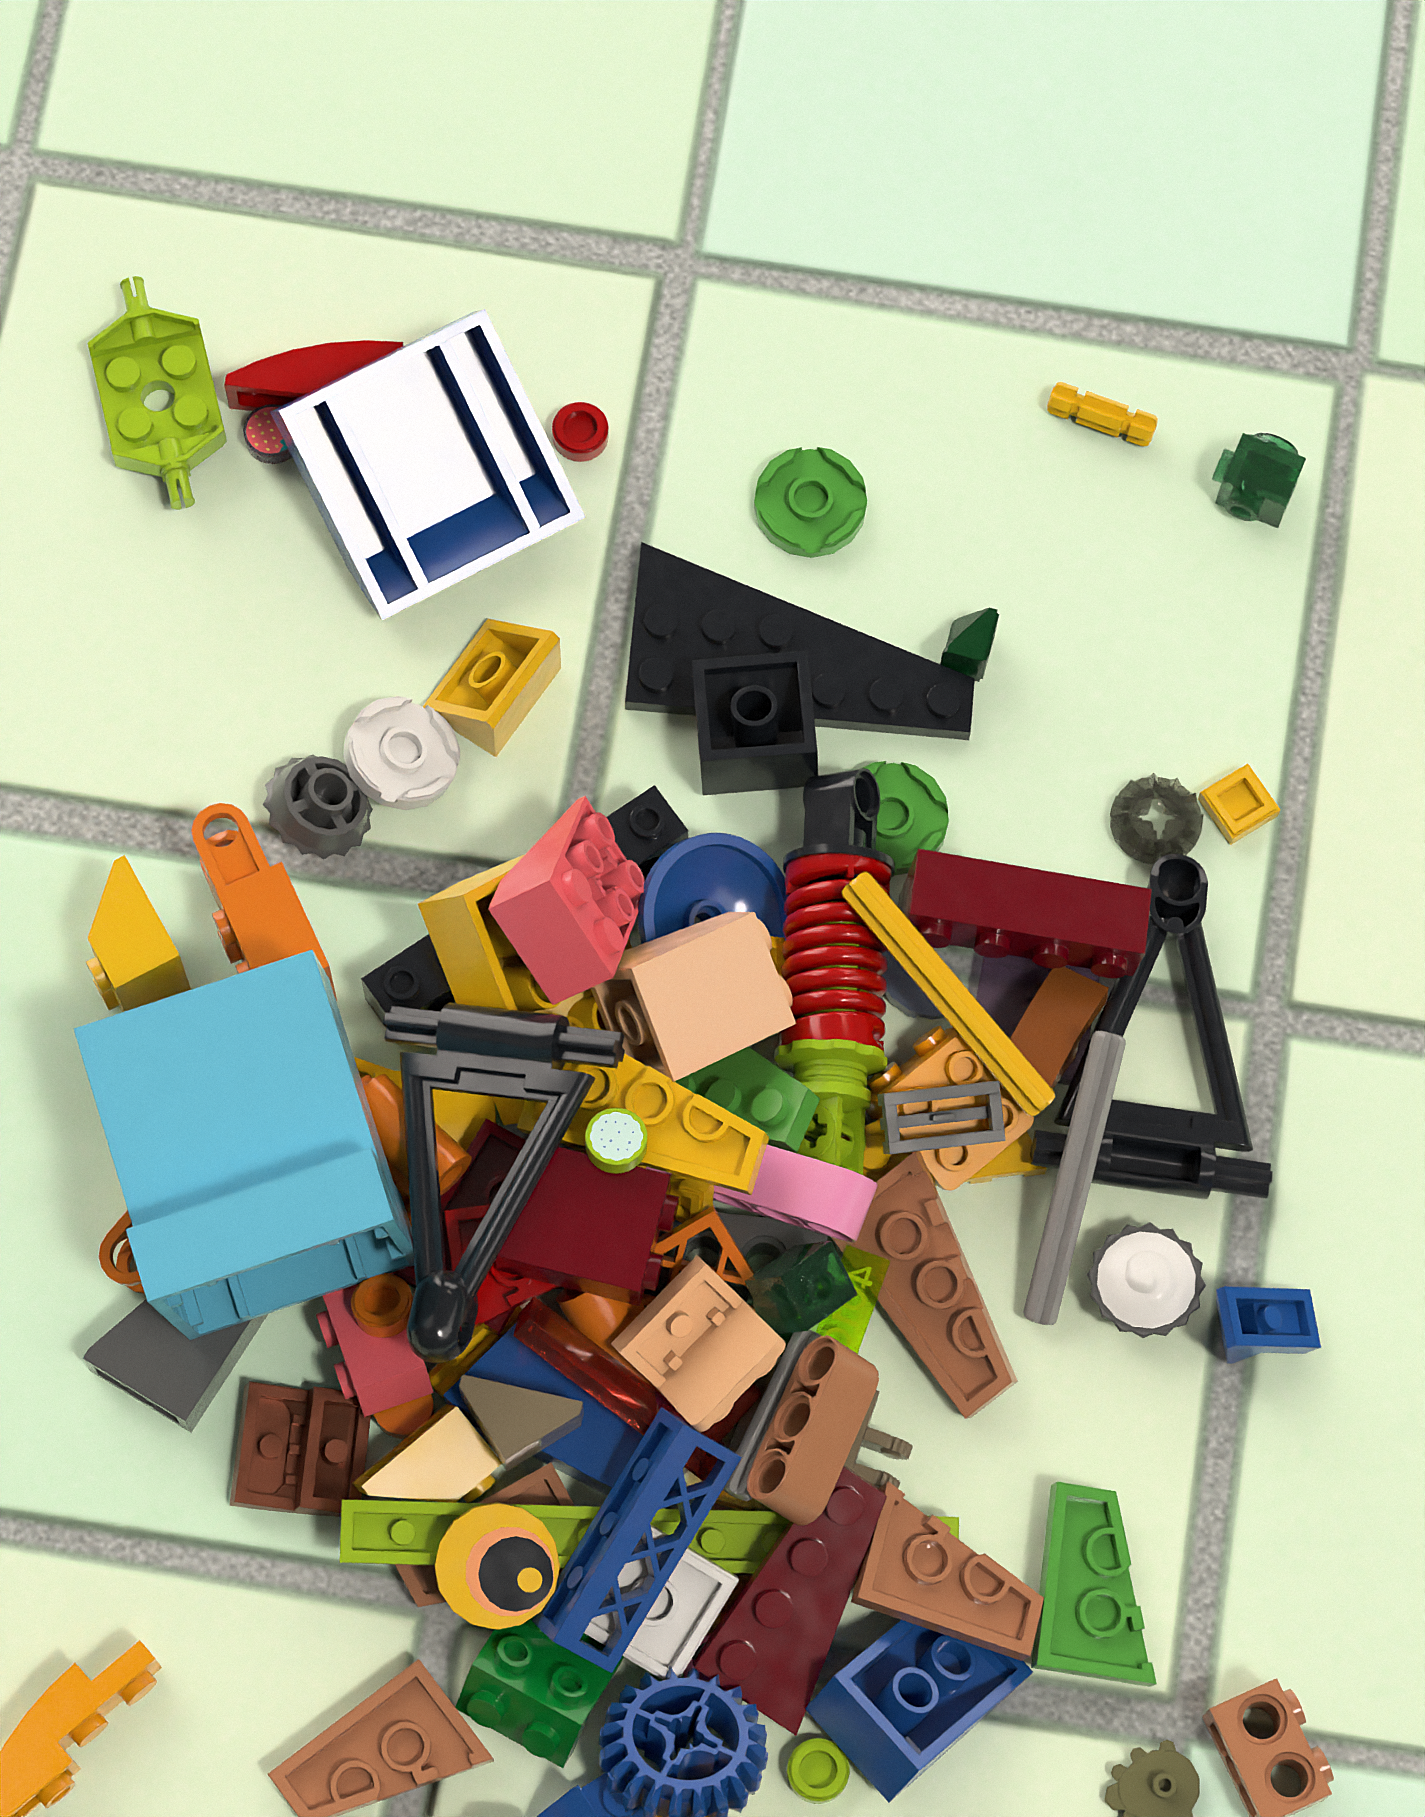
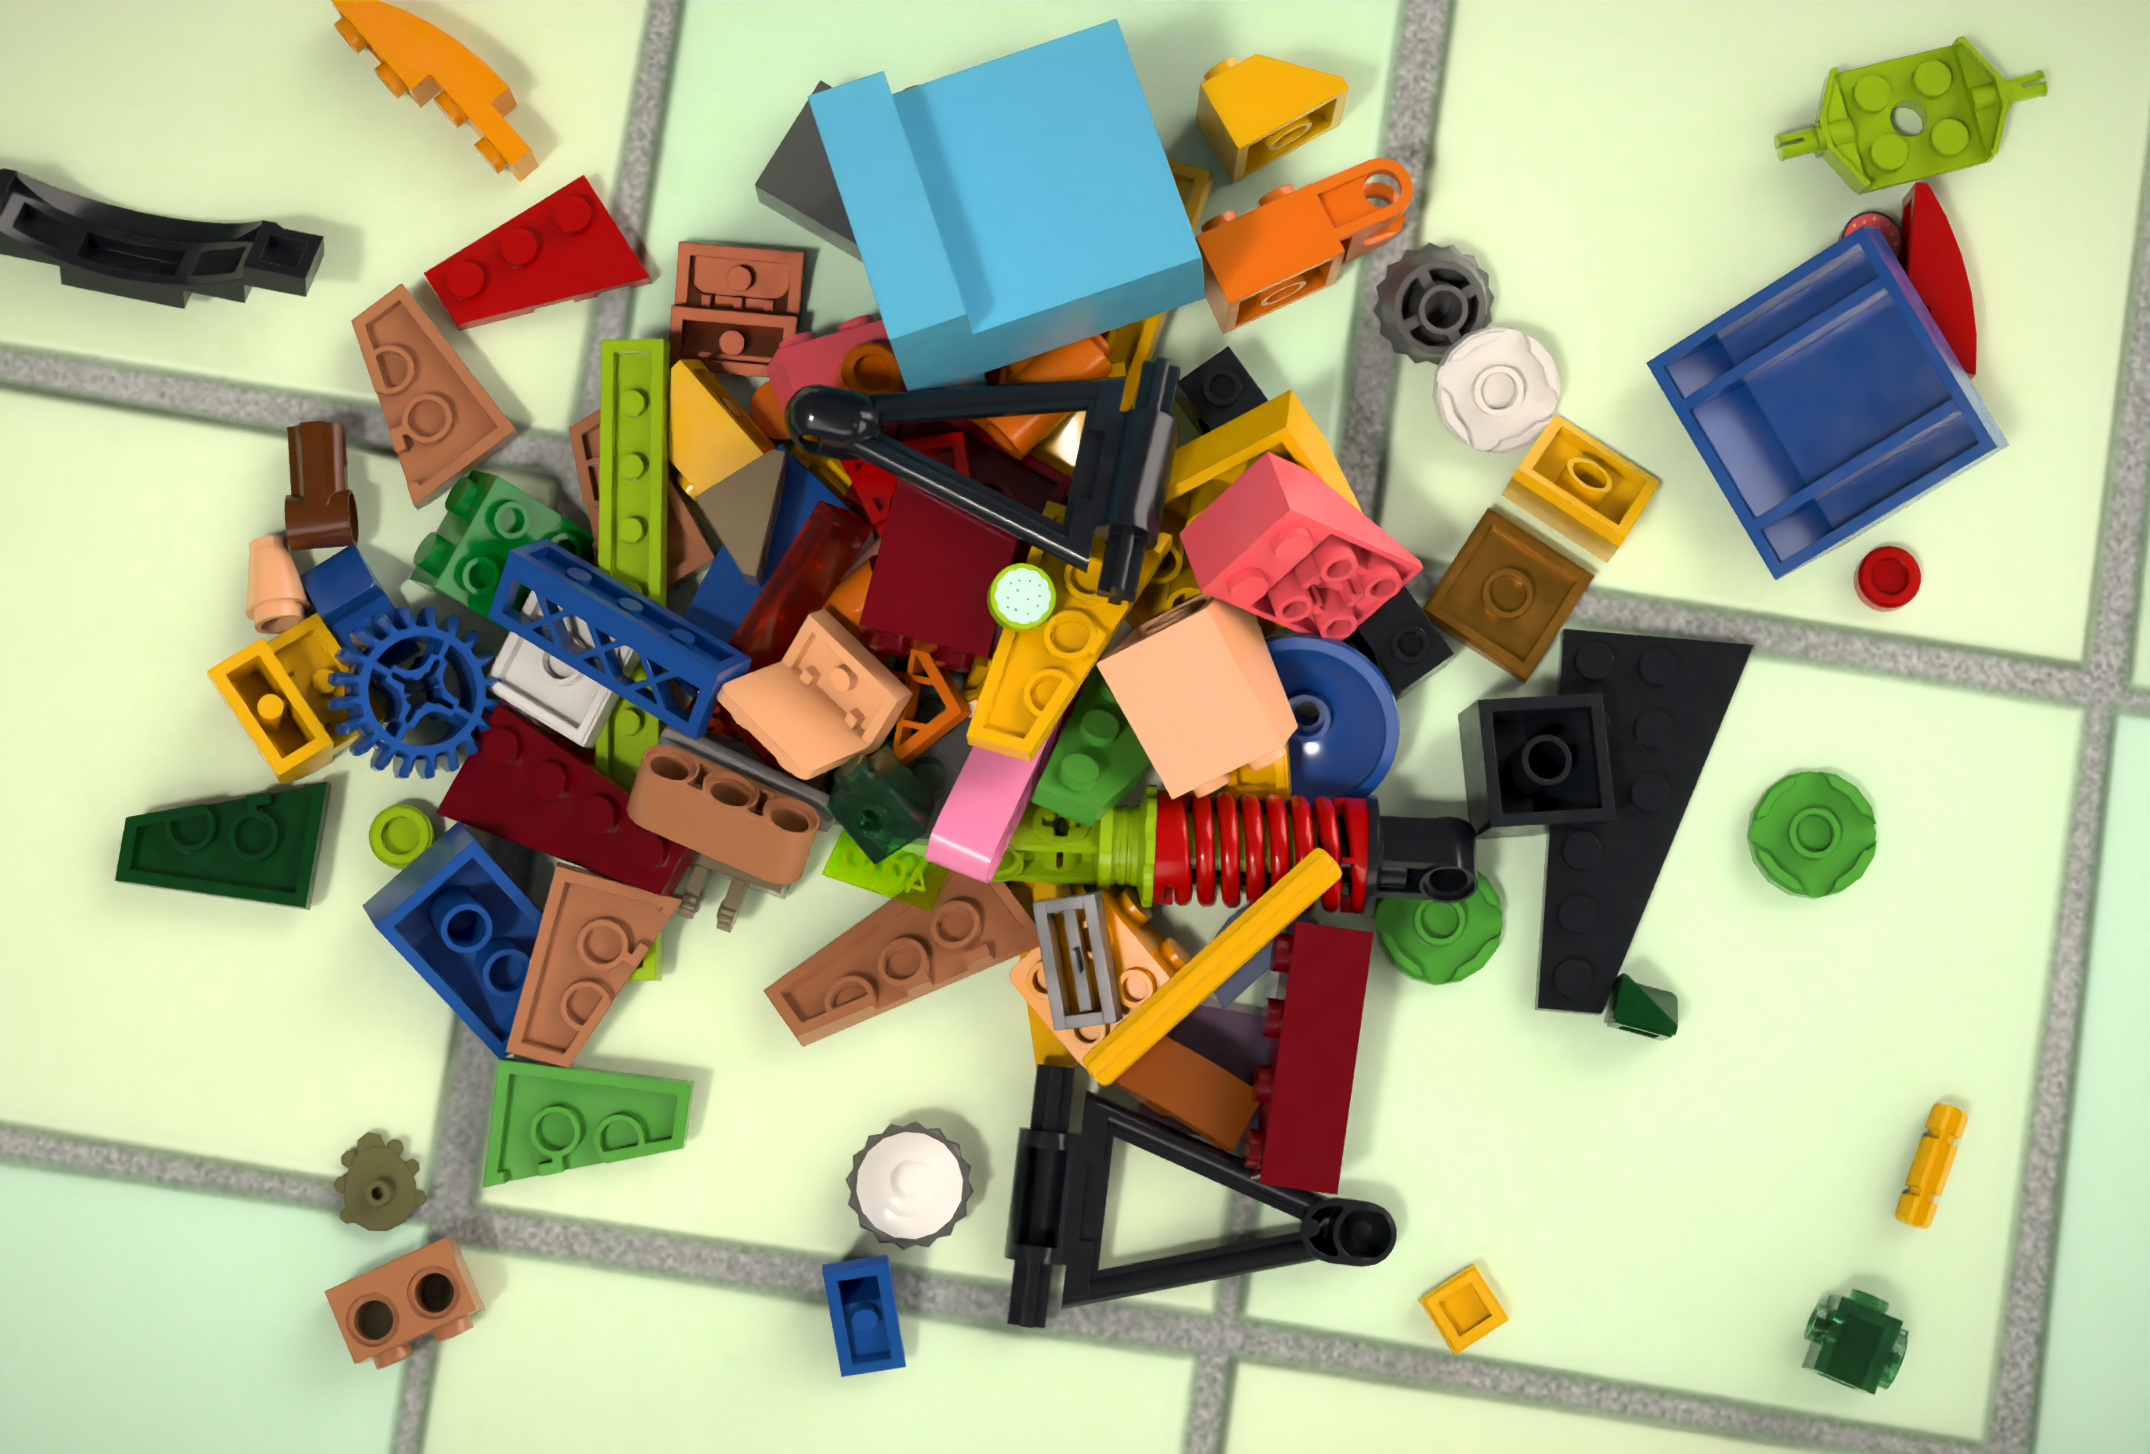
camera: 90 degrees right, 10 degrees up
(244, 1643) = (538, 259): none -> red wing
(497, 1565) = (595, 497): tile -> none
(591, 749) = (1506, 595): none -> pearl gold tile
(1074, 1177) = (1018, 1107): light grey axle -> none
(1137, 836) = (1422, 1238): clear smoke gear -> none

